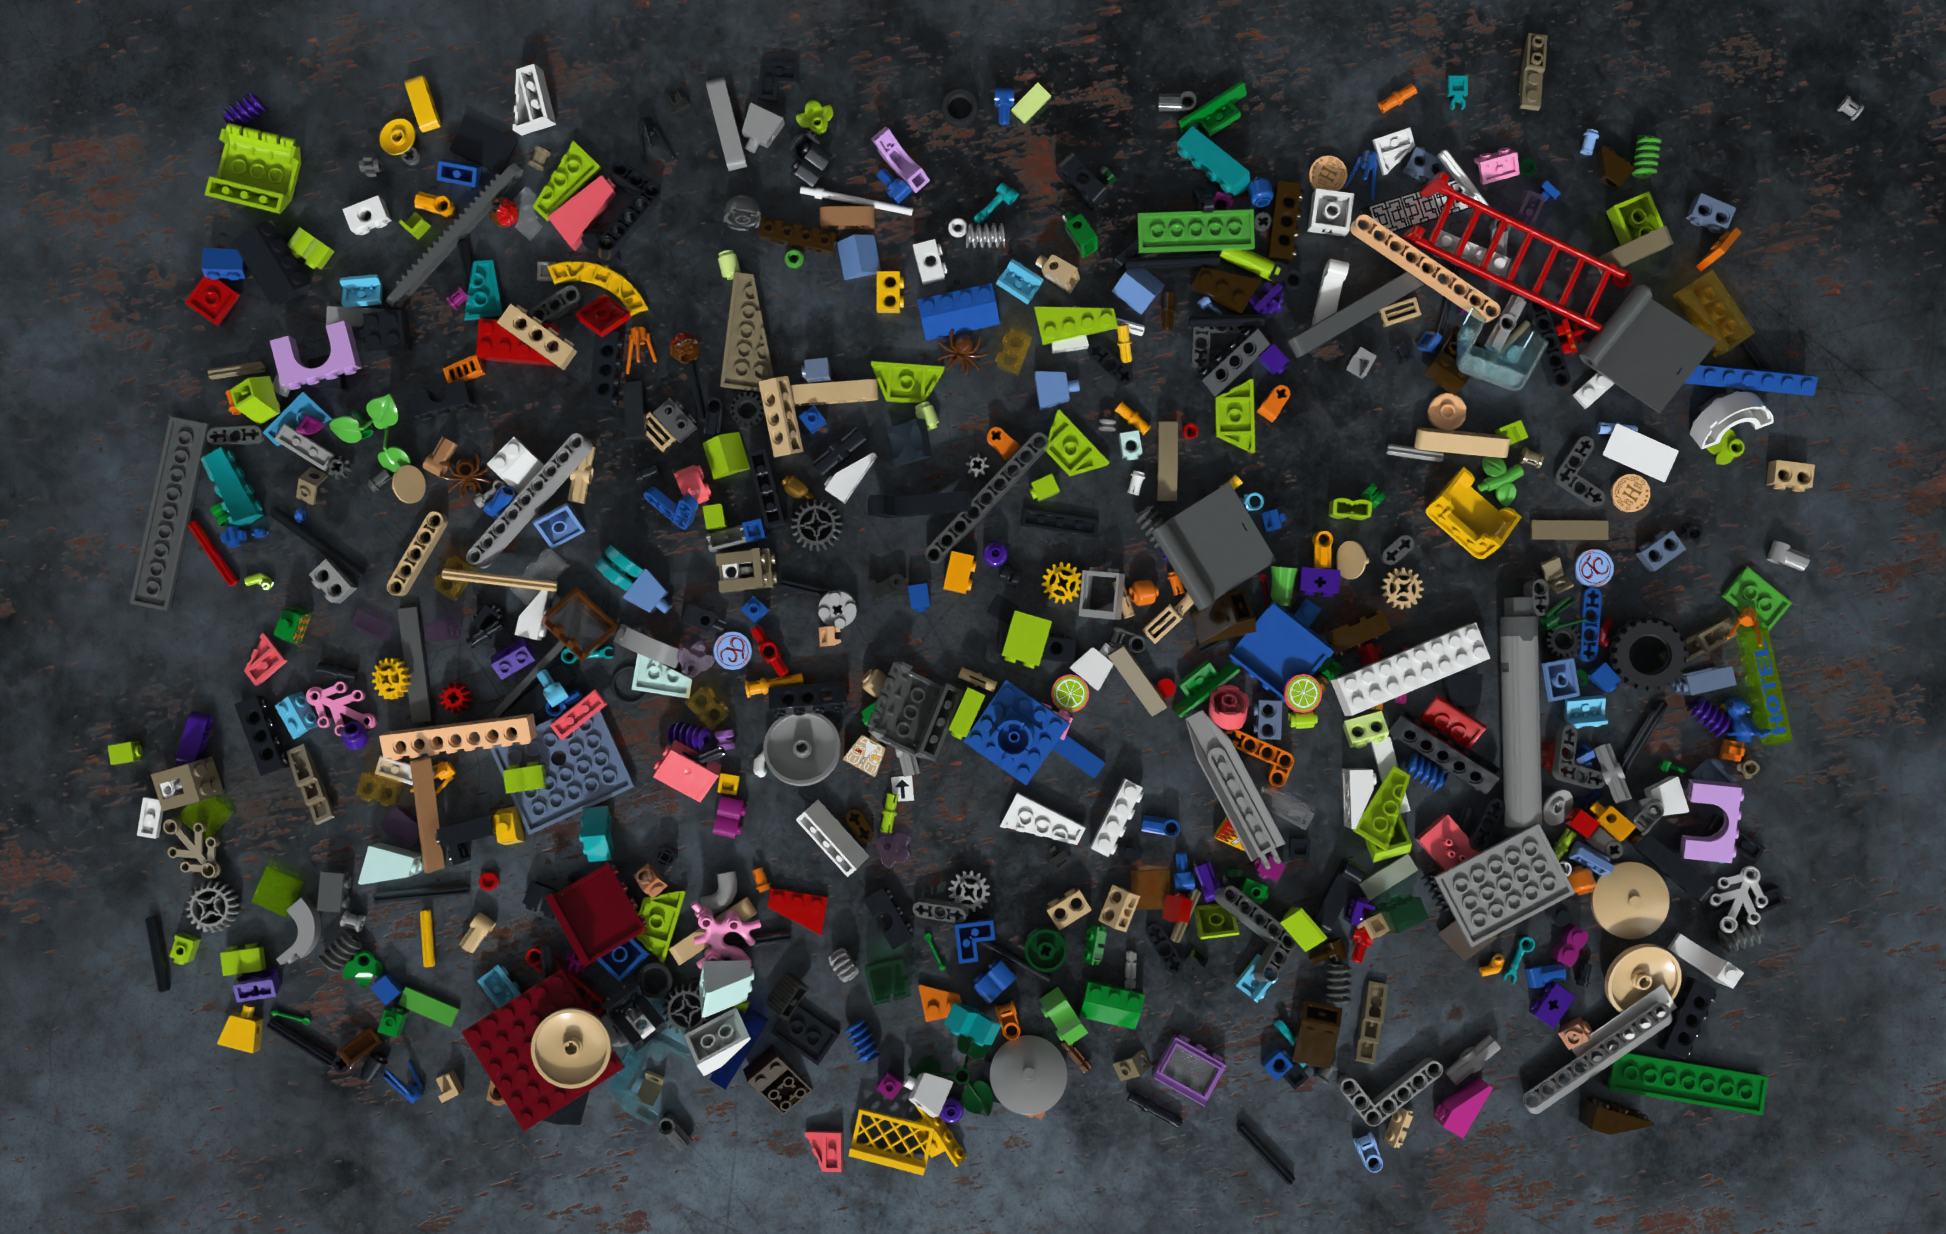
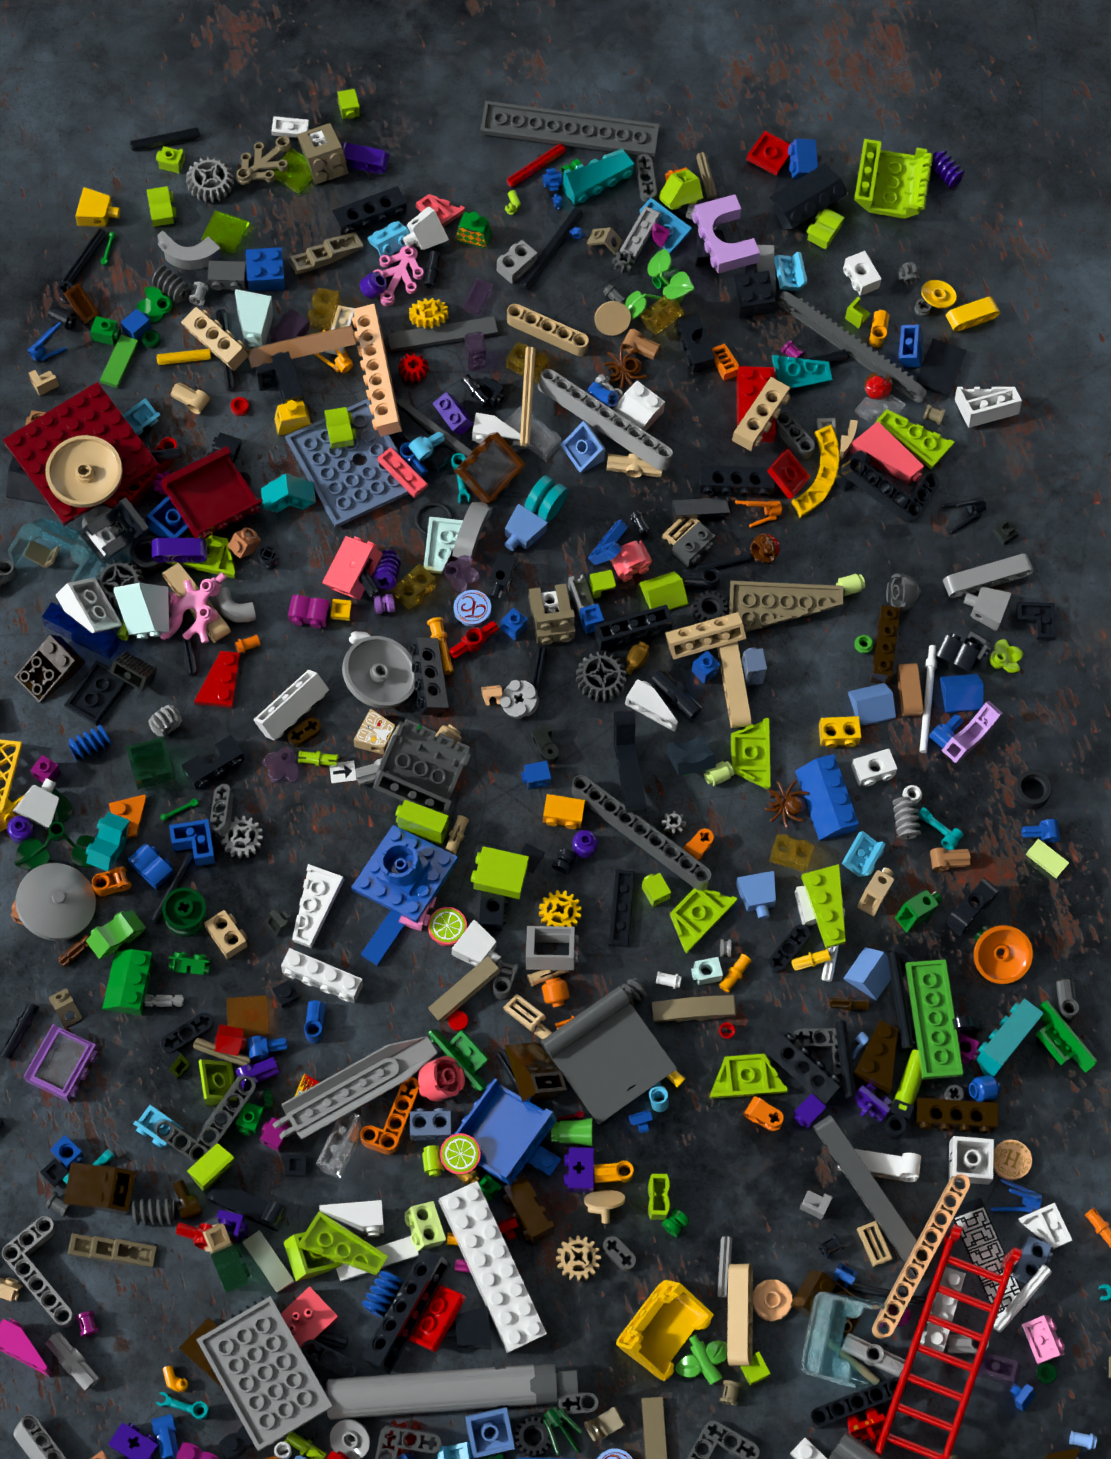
camera: 80 degrees right, 20 degrees down
(256, 985) = (138, 217): dark purple brick -> none
(291, 677) = (425, 230): none -> white torso
(328, 850) = (265, 269): none -> blue piece
(390, 926) = (195, 324): none -> tan brick
(404, 972) = (151, 339): none -> dark green tile
(408, 432) = (661, 314): none -> clear yellow brick
(567, 252) = (846, 441): none -> tan slope
(657, 948) = (179, 550): none -> dark purple beam
(851, 165) = (962, 693): none -> blue slope
(1028, 203) = (944, 859): none -> medium nougat piece
(1119, 908) = (228, 982): tan brick -> none
(1138, 156) = (1010, 964): none -> orange dish
(1438, 1046) = (87, 1323): none -> magenta bush

